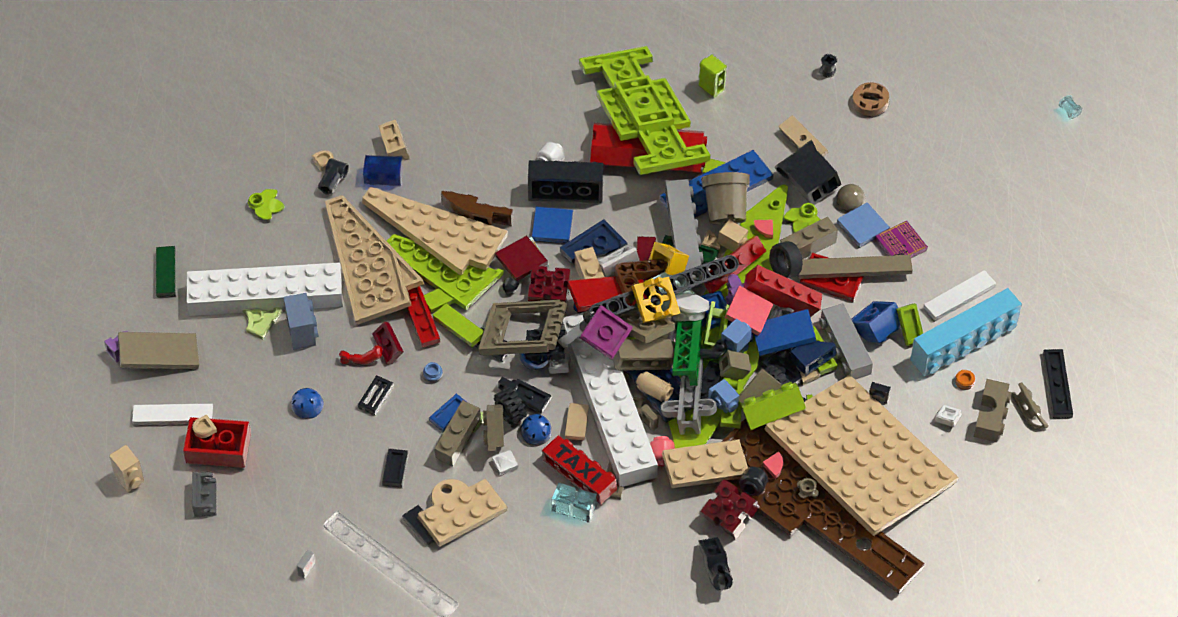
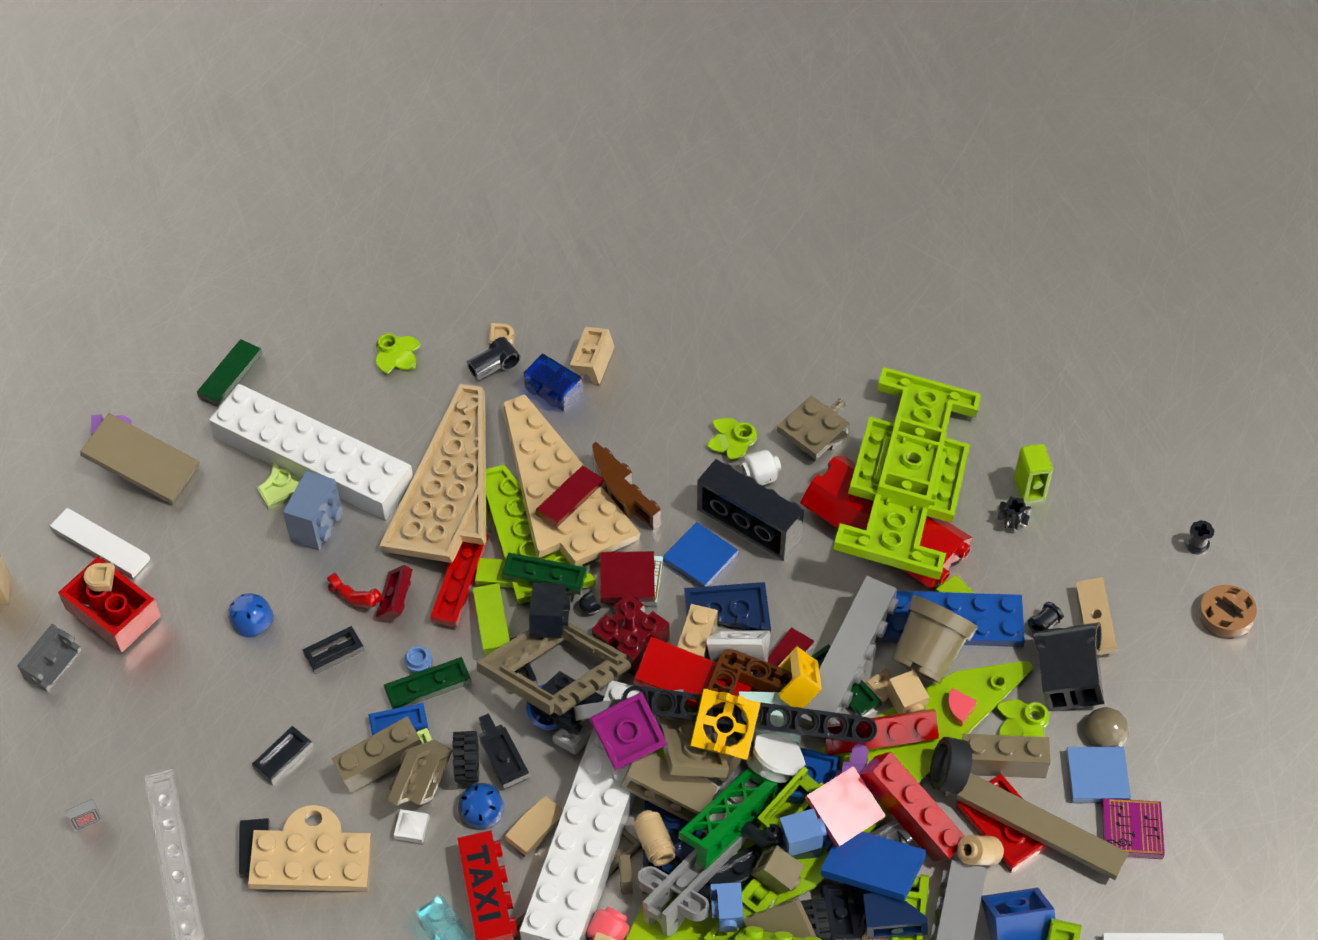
camera: 35 degrees right, 0 degrees up
(448, 382) = (427, 683): none -> dark green tile
(453, 229) = (569, 496): none -> dark red tile
(471, 282) = (535, 570): none -> dark green tile
(492, 300) = (549, 610): none -> black brick
(517, 147) = (731, 439): none -> lime plate
(564, 114) = (815, 426): none -> dark tan plate
(716, 105) = (1014, 513): none -> black gear
(776, 155) = (1046, 617): none -> black bush
(833, 296) = (980, 850): none -> tan head

